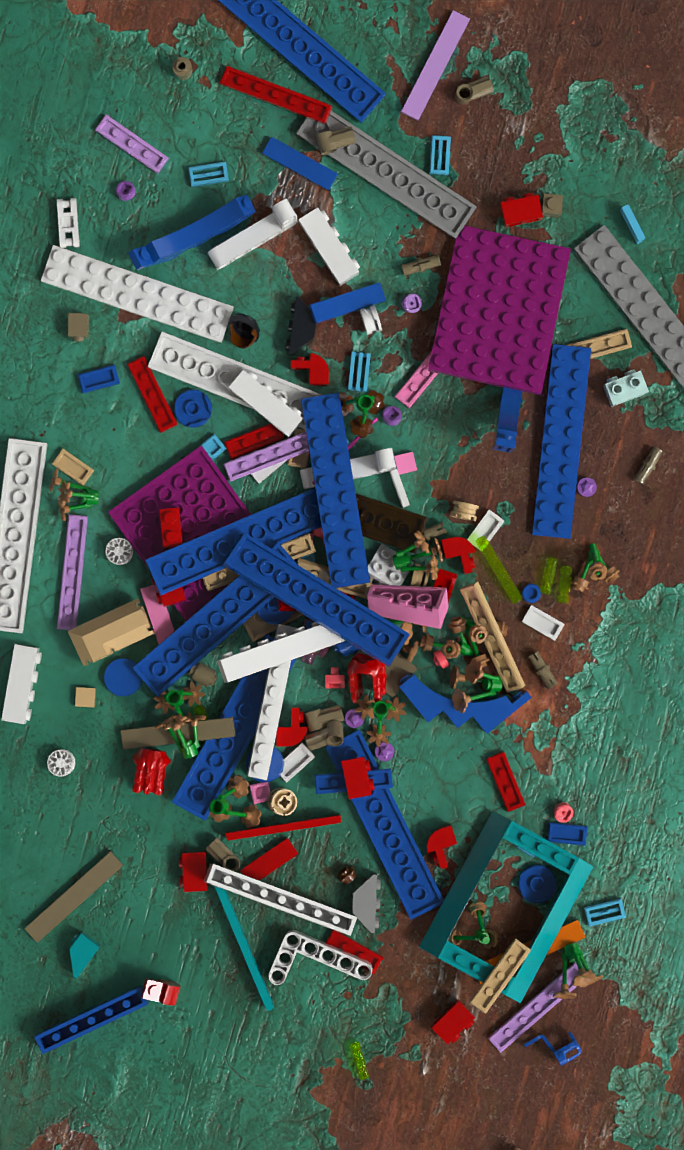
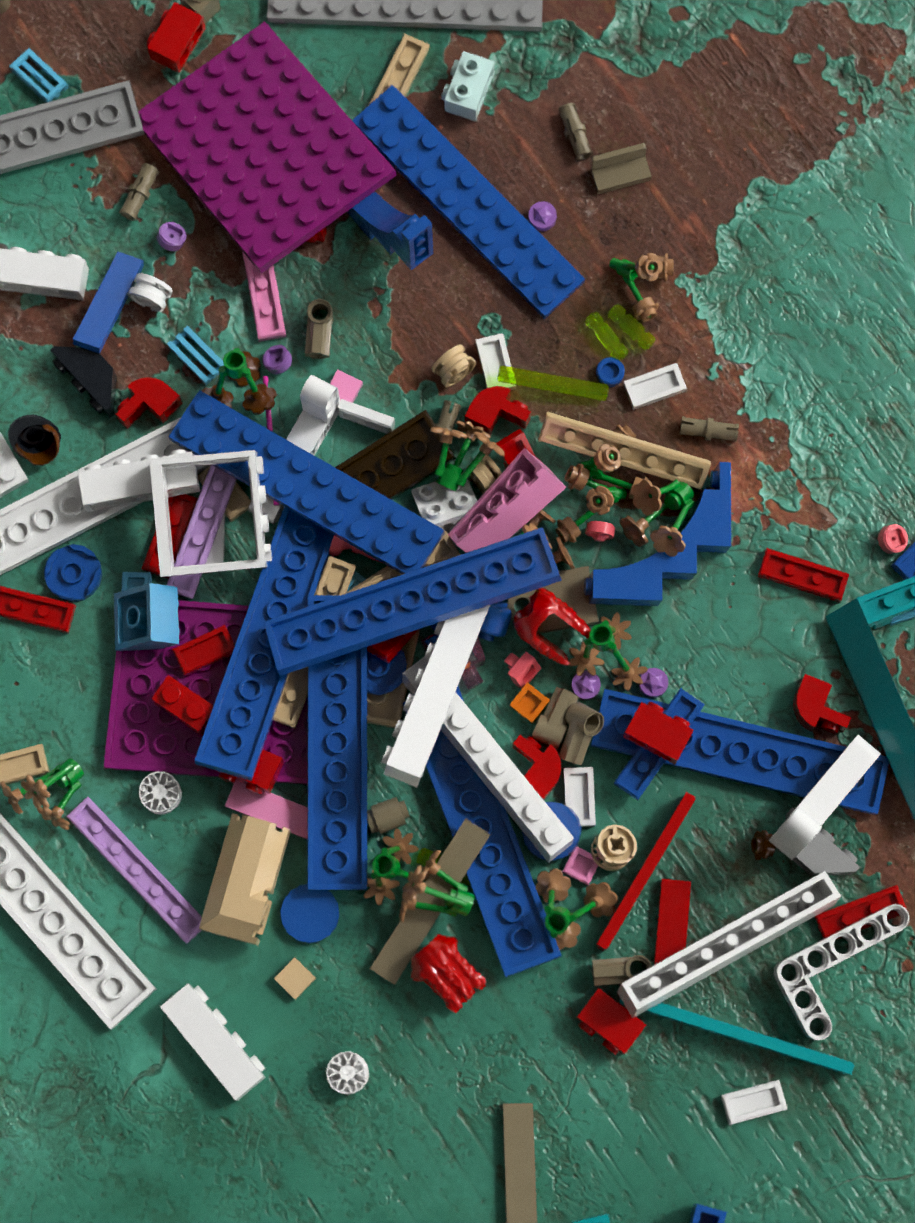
camera: 50 degrees left, 10 degrees down
(161, 991) = (723, 1183): brick -> none
(199, 469) = (146, 617): none -> dark azure slope
(208, 512) = (204, 650): none -> red tile
(215, 973) = (754, 1102): none -> white tile
(232, 459) = (162, 515): none -> white window
(320, 697) = (529, 703): none -> orange plate
(365, 888) = (824, 797): none -> white beam
(423, 425) = (318, 331): none -> dark tan piece
(646, 507) = (620, 168): none -> dark tan panel

